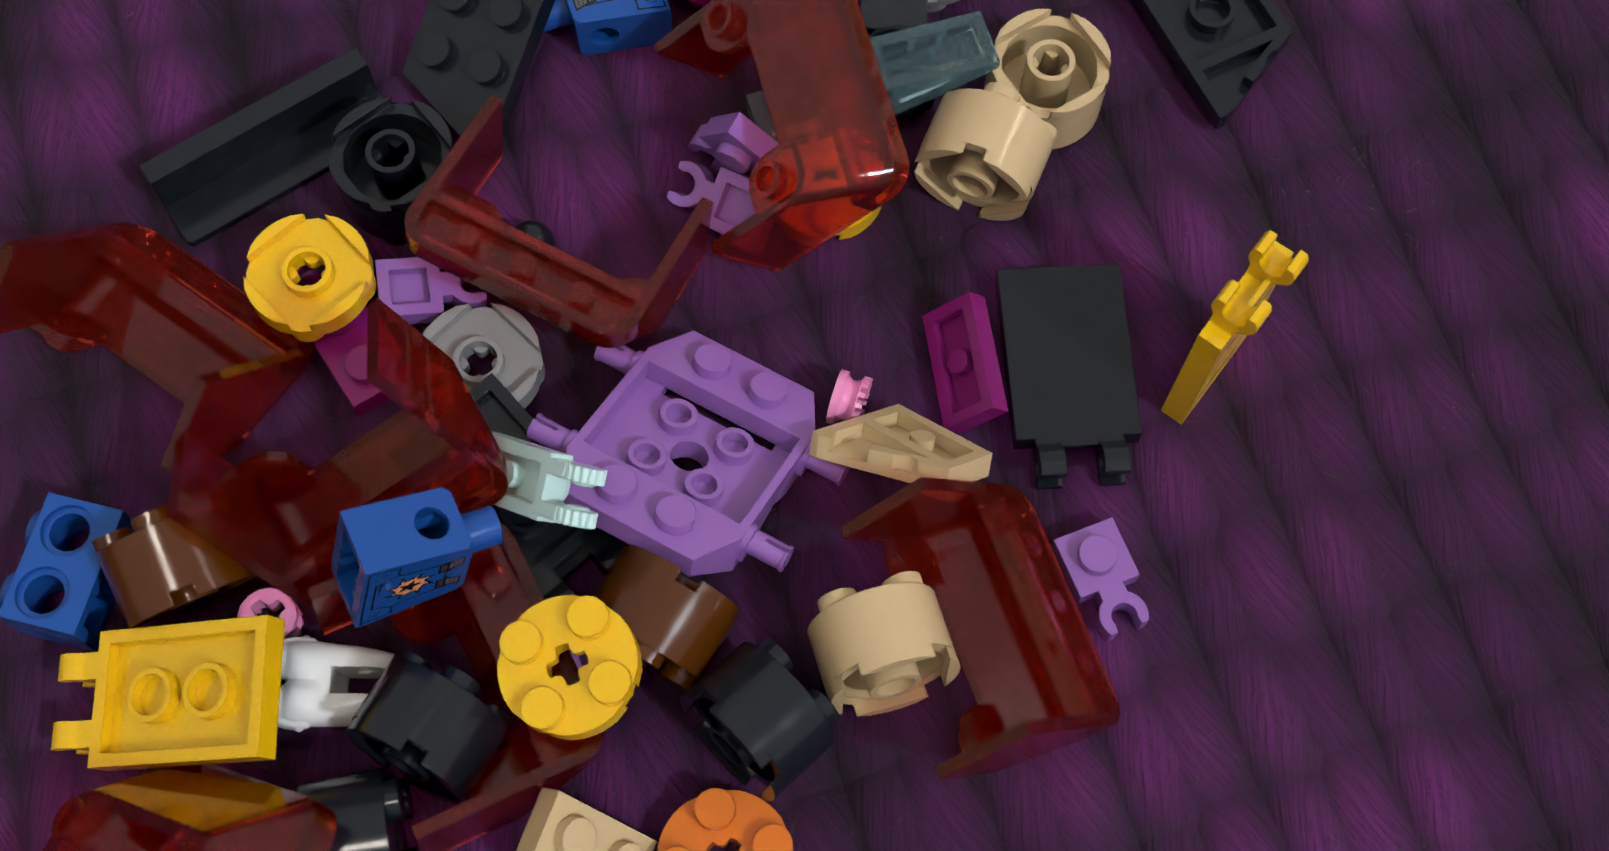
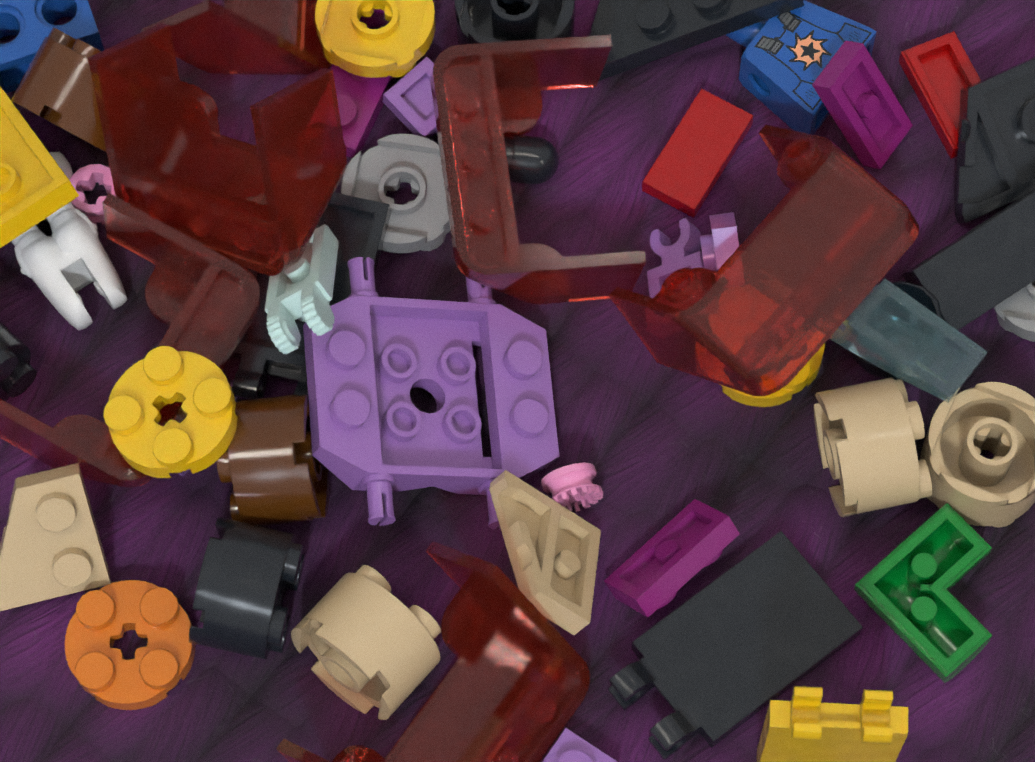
camera: 60 degrees right, 0 degrees up
(407, 551) = (156, 225): blue torso -> none
(429, 726) = (75, 353): black brick -> none
(623, 122) = (697, 153): none -> red tile
(1123, 210) = (914, 597): none -> green brick

